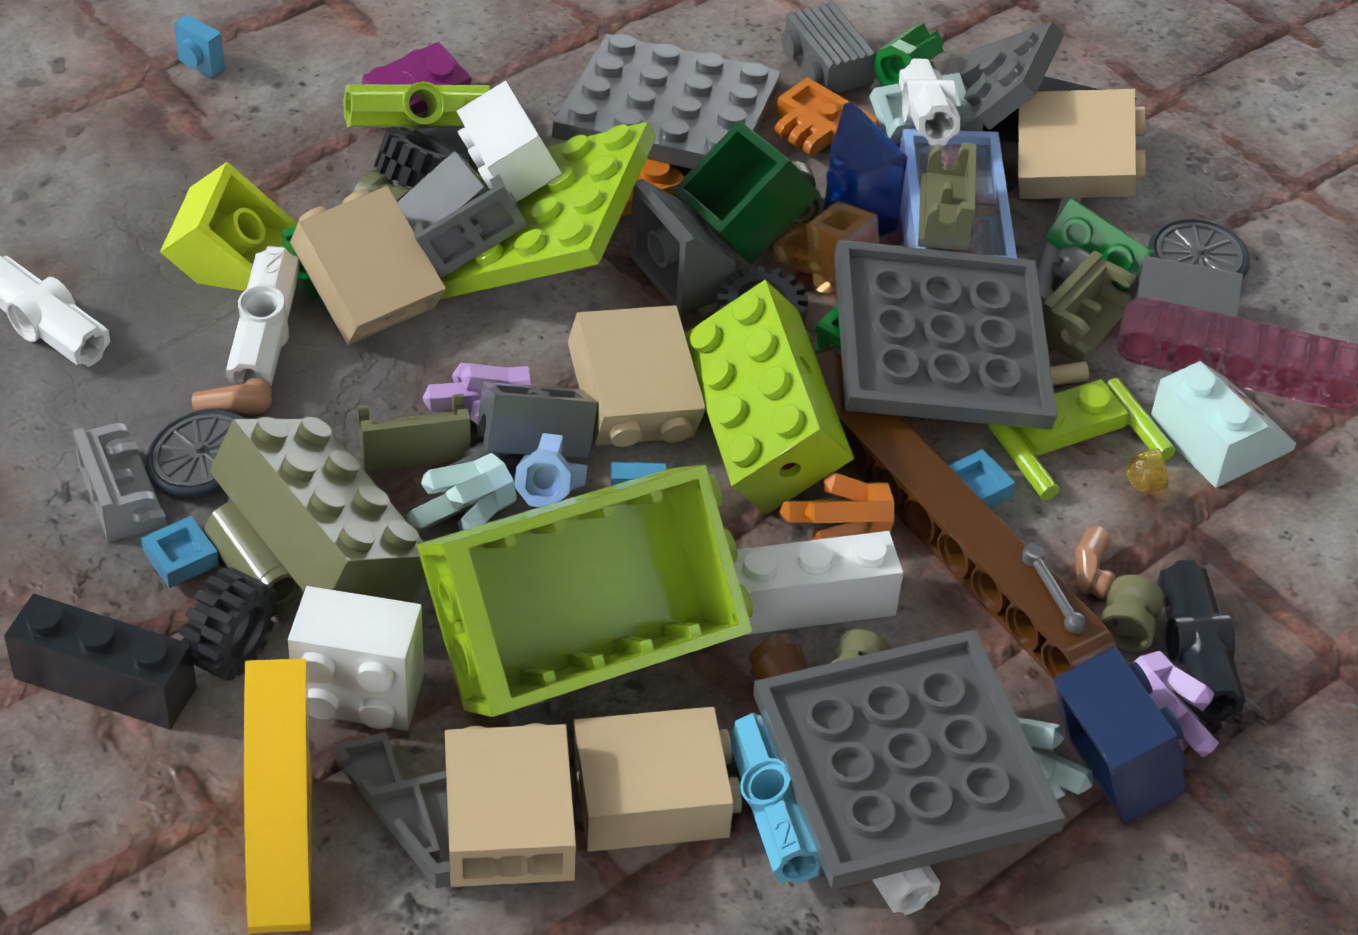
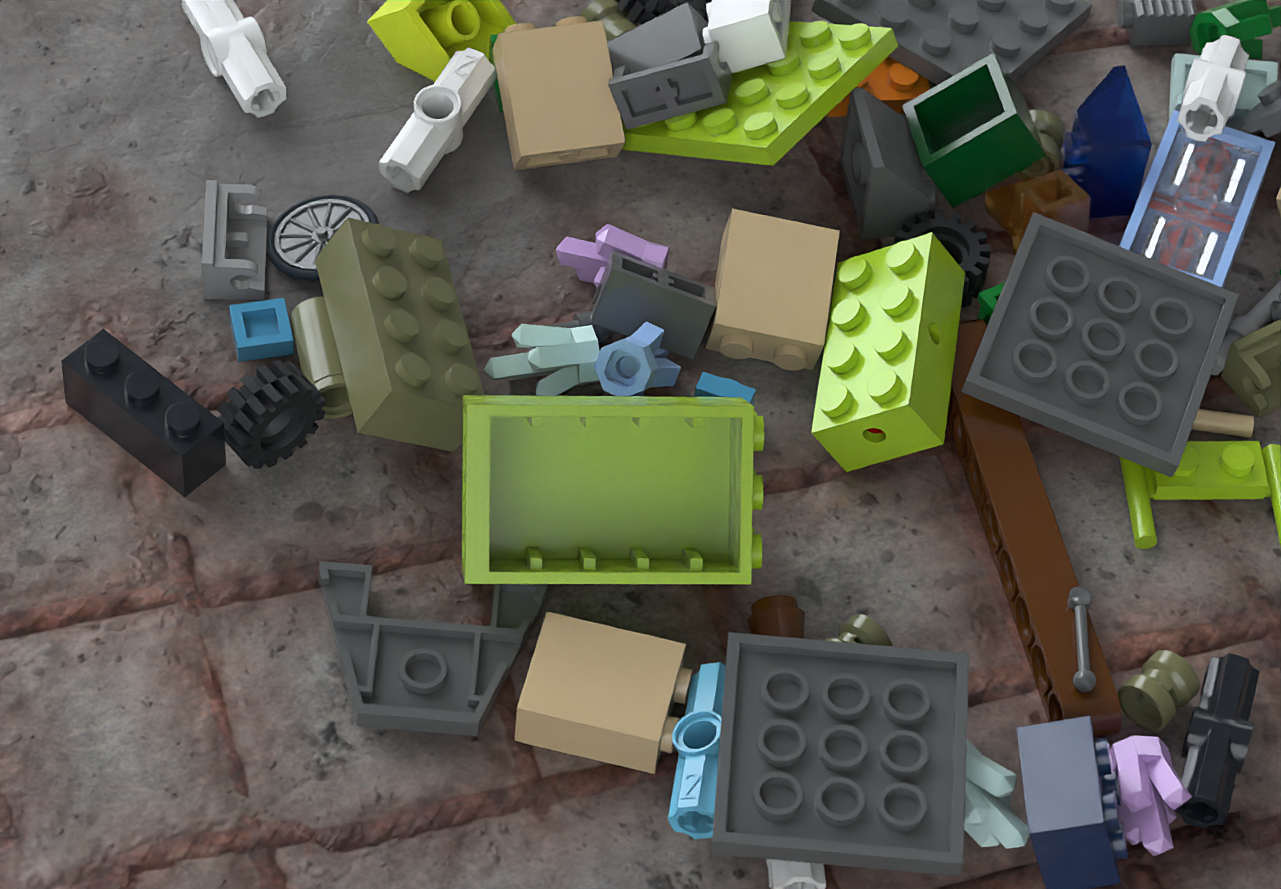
camera: 20 degrees right, 5 degrees up
(243, 399) = (390, 197): nougat arm -> none
(277, 796) = (244, 591): yellow slope -> none
(360, 656) = (371, 486): white brick -> none
(414, 438) = (530, 285): olive hinge -> none
(509, 805) = (446, 671): tan brick -> none
(810, 116) = (1095, 55): orange hinge -> none
(821, 581) = (848, 555): white brick -> none
(863, 511) = (928, 500): orange rock -> none
(948, 200) = (1174, 203): olive hinge -> none
(984, 478) = (1076, 506): dark azure plate -> none
(1087, 562) = (1145, 621): nougat arm -> none
(1148, 471) = (1257, 552): clear yellow hinge -> none

